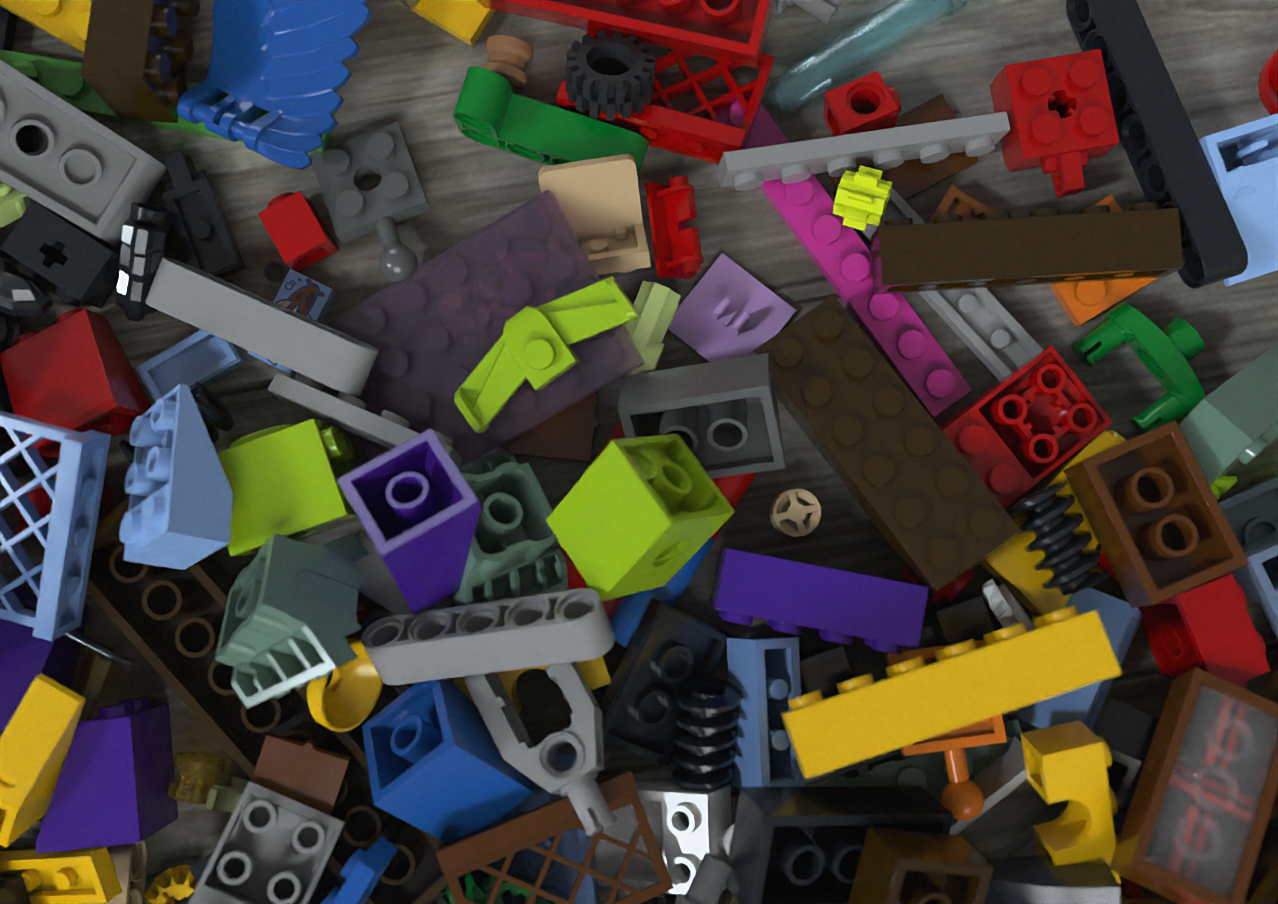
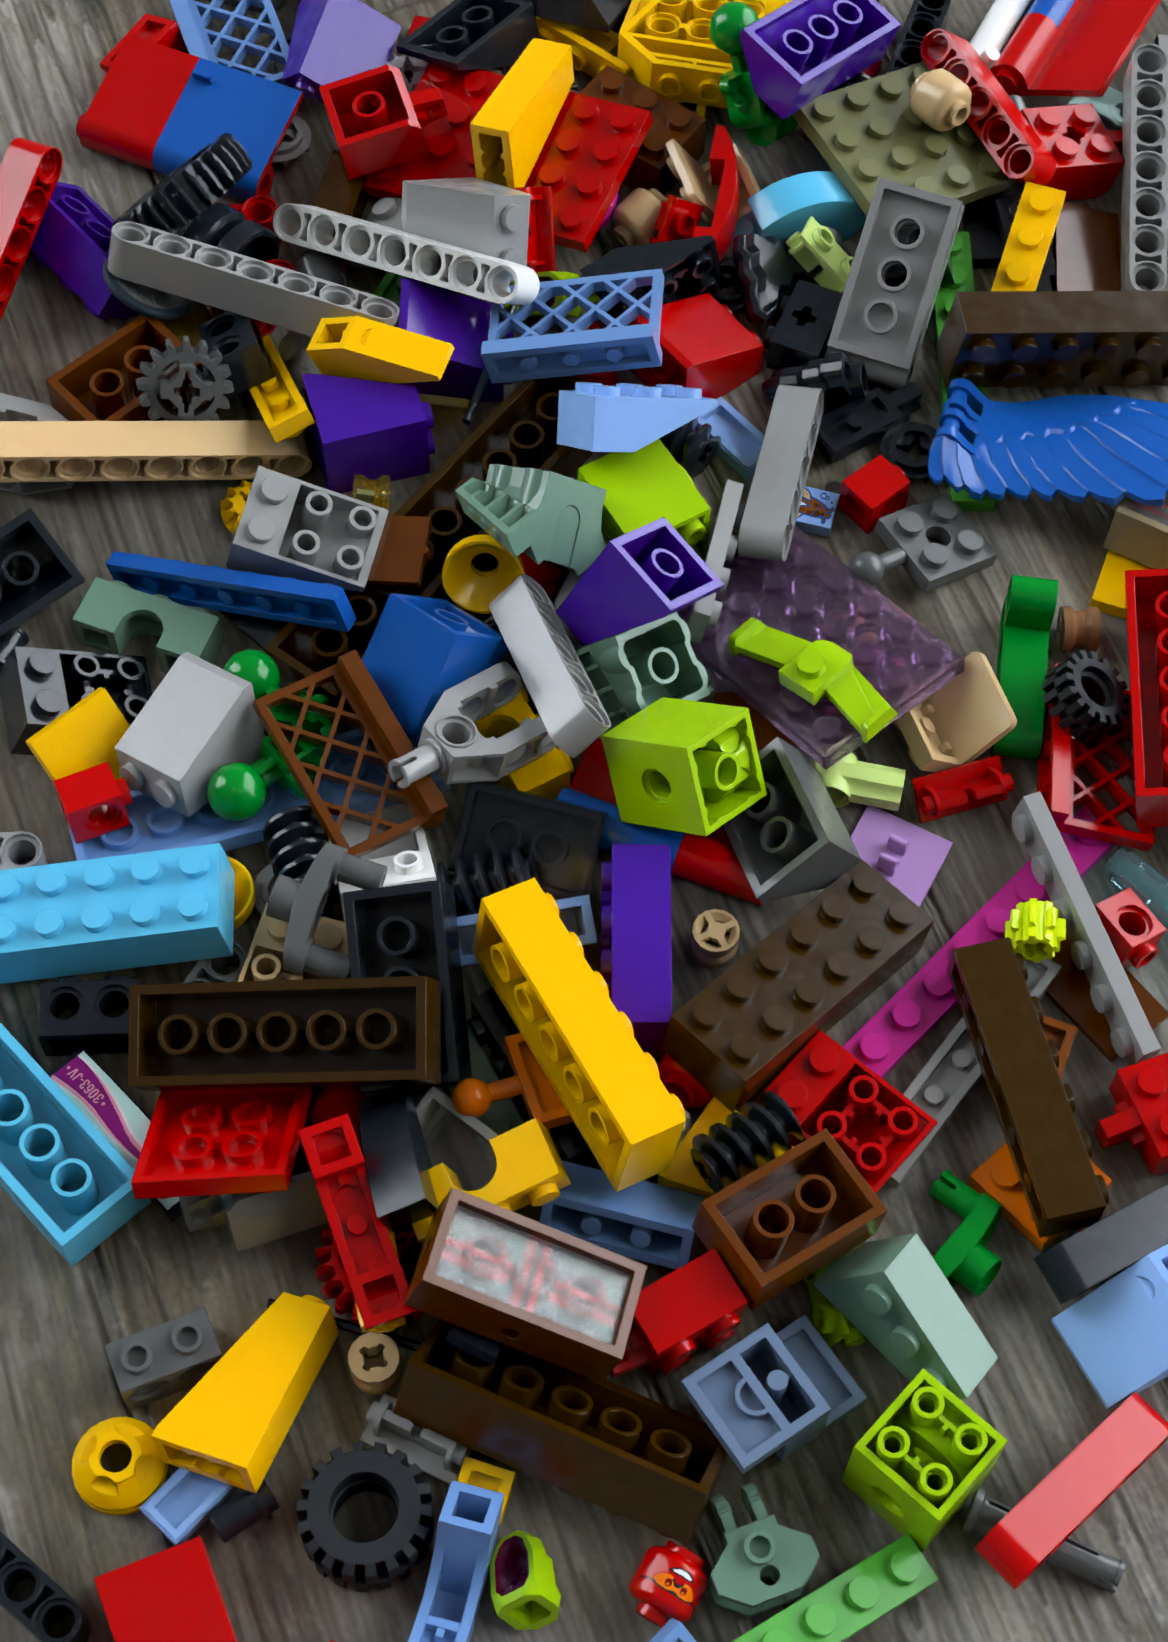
camera: 75 degrees right, 25 degrees down
(231, 188) = (897, 445): none -> black gear

